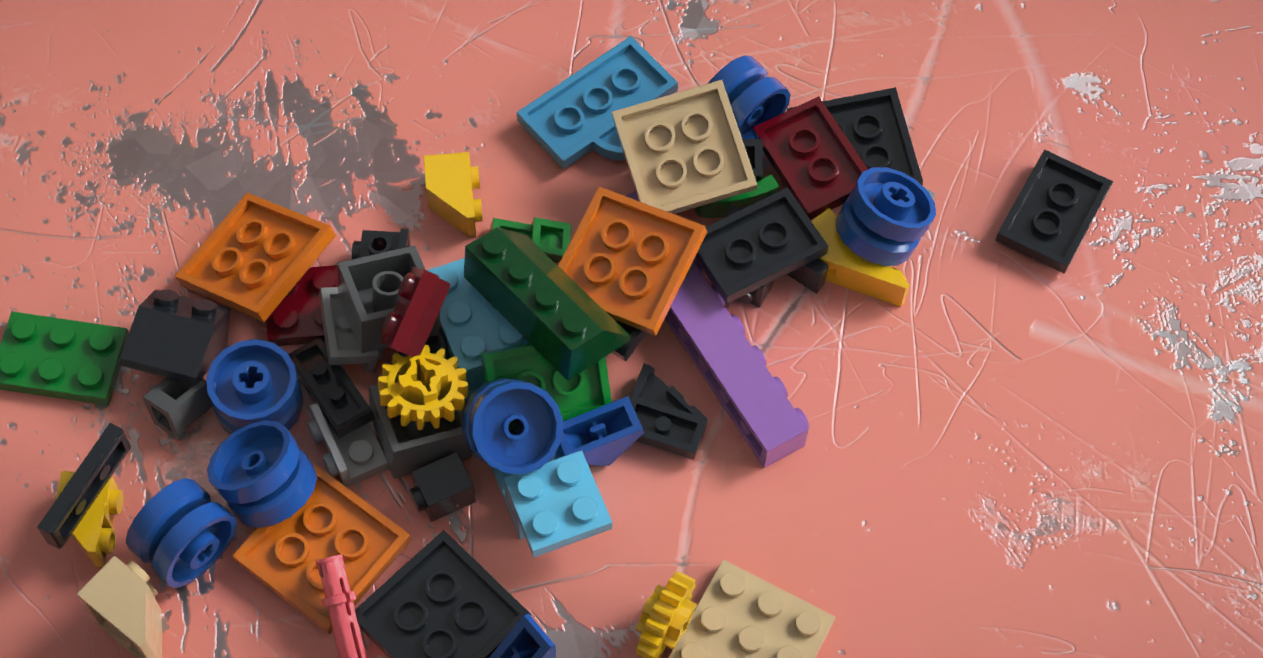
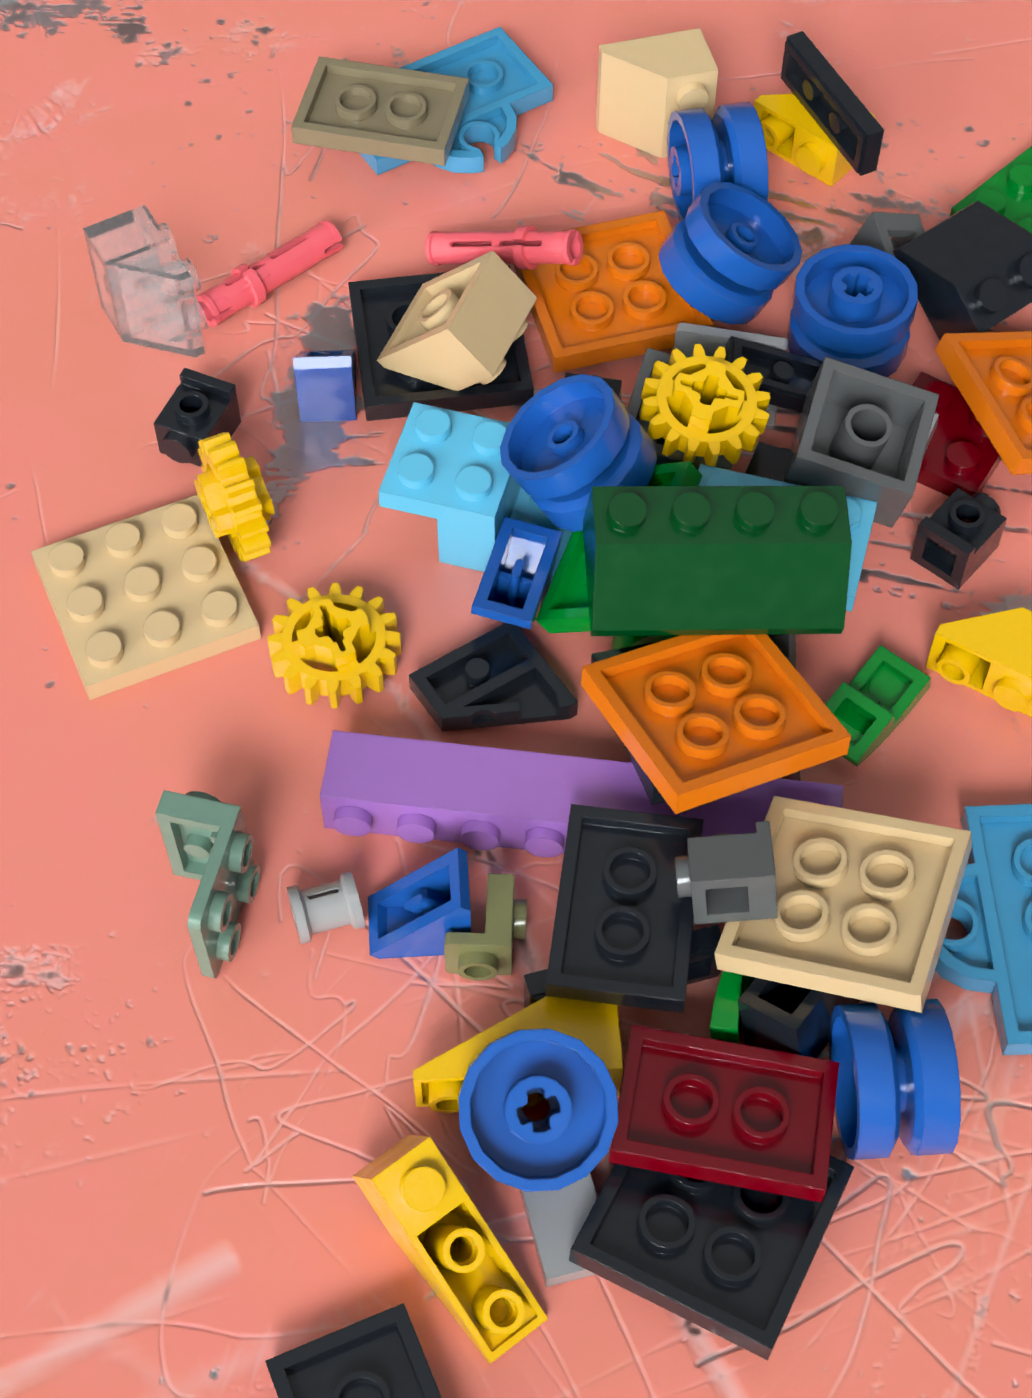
camera: 130 degrees right, 5 degrees down
(415, 312) = (794, 395): dark red bracket -> none
(440, 590) = (461, 325): none -> tan slope
(695, 492) = (334, 645): none -> yellow gear
(720, 189) = (729, 876): none -> dark grey brick
(795, 315) = (489, 953): none -> olive bracket
(817, 352) = (420, 908): none -> blue slope
(853, 399) = (325, 907): none -> light grey bush
(883, 437) = (211, 845): none -> sand green bracket
(955, 241) = (450, 1244): none -> yellow slope

